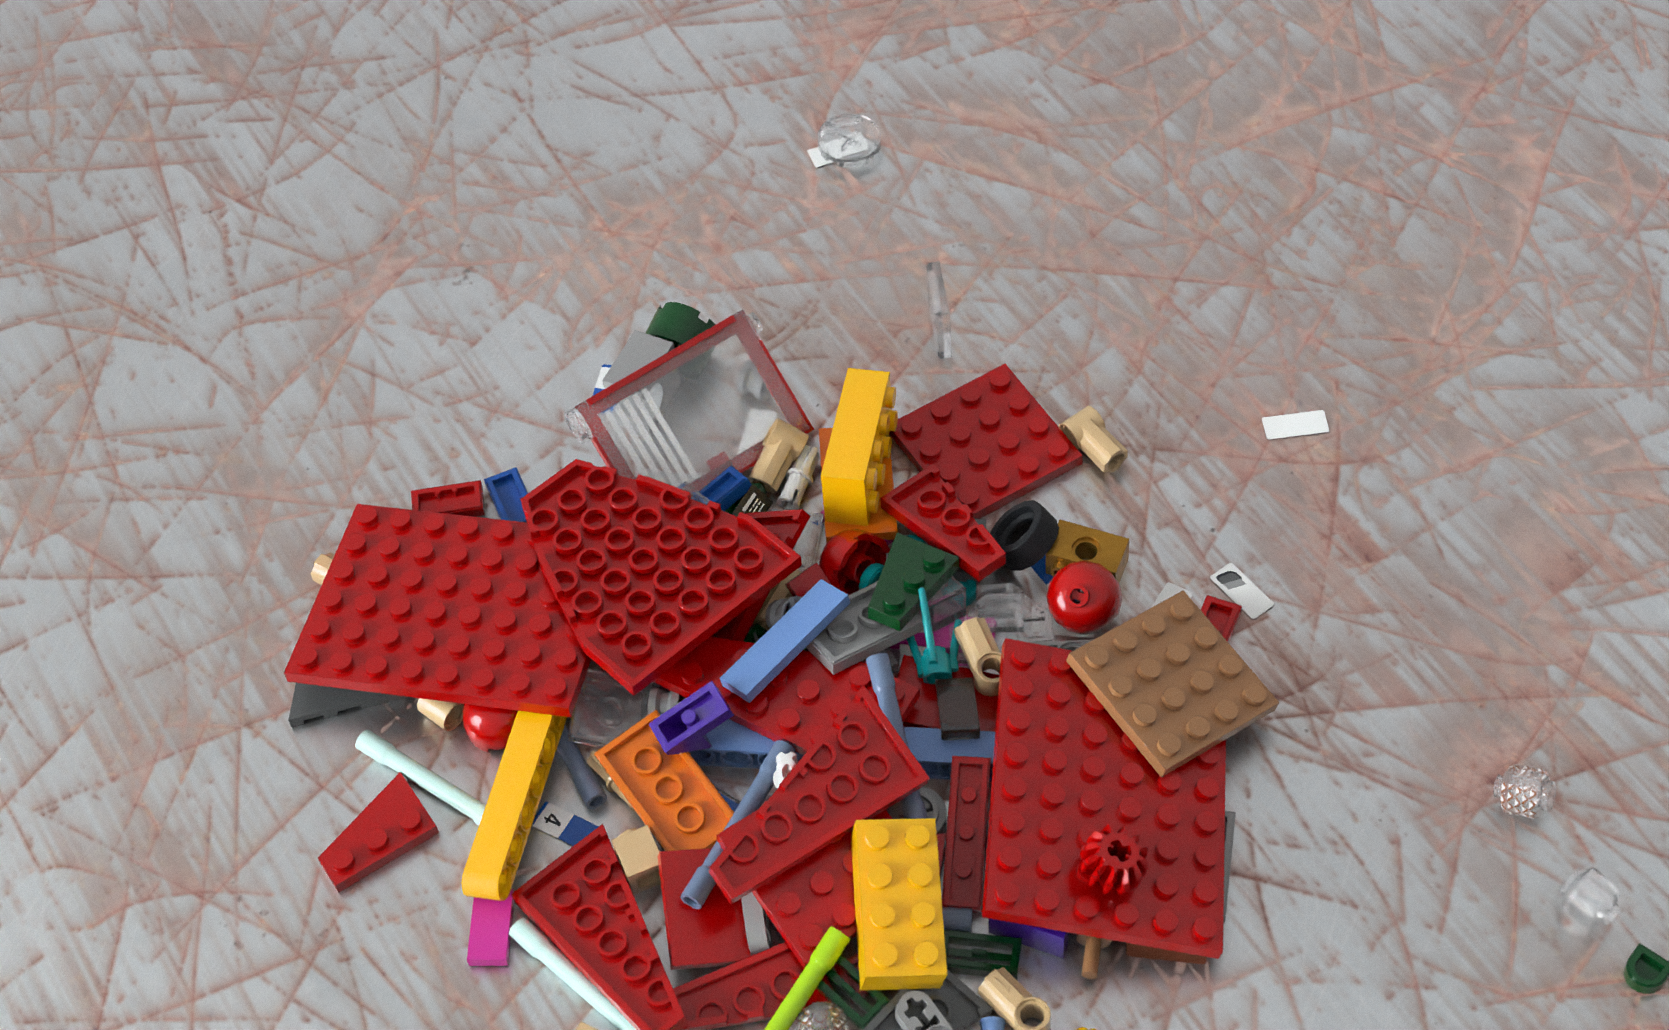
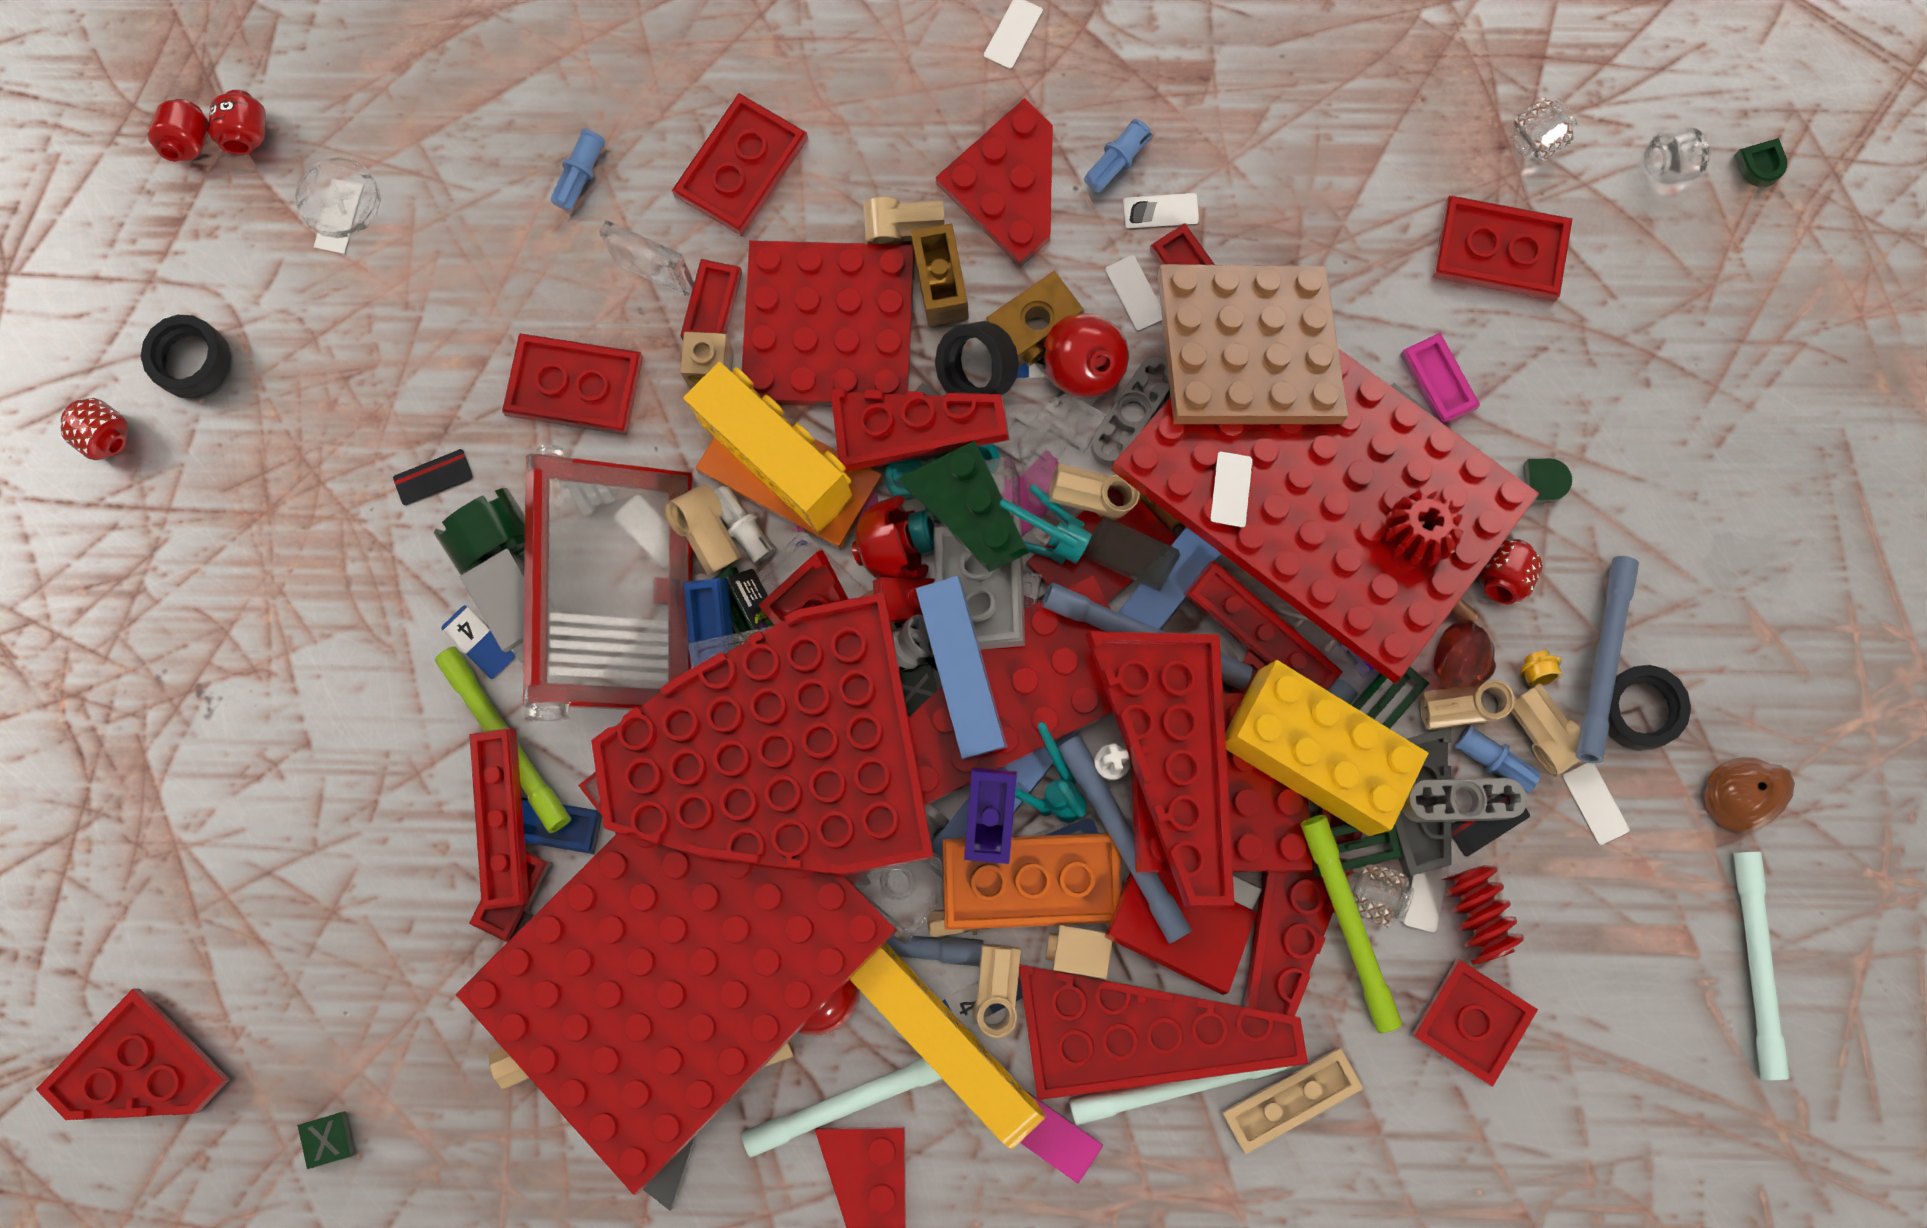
camera: 55 degrees left, 25 degrees up
(199, 378) = (133, 1068): none -> red plate
(216, 505) = (326, 1140): none -> dark green tile
(491, 460) = (499, 819): none -> red tile
(525, 475) = (465, 682): none -> lime piece
(577, 817) = (997, 985): none -> tan piece
(596, 114) = (94, 428): none -> red head
(681, 147) = (167, 333): none -> black tyre
(702, 300) = (432, 477): none -> black sticker
(743, 772) = (1060, 795): none -> teal plant
(824, 38) = (178, 130): none -> red head
(825, 332) = (572, 384): none -> red tile
(854, 61) = (237, 122): none -> red head
(907, 385) = (702, 353): none -> tan brick
(943, 372) = (712, 298): none -> red tile
(974, 245) = (577, 169): none -> medium blue axle
(1044, 721) = (1231, 489): none -> white sticker
(1050, 974) = (1464, 656): none -> clear red hair
(1057, 329) = (740, 164): none -> red tile
(1069, 477) = (940, 275): none -> pearl gold brick
(1148, 975) = (1511, 572): none -> red head
(1179, 485) = (1007, 182): none -> red plate
(1245, 965) = (1549, 478): none -> dark green tile
(1255, 535) = (1118, 155): none -> medium blue axle
(1265, 844) = (1440, 379): none -> dark pink tile
(1409, 826) = (1502, 248): none -> red tile

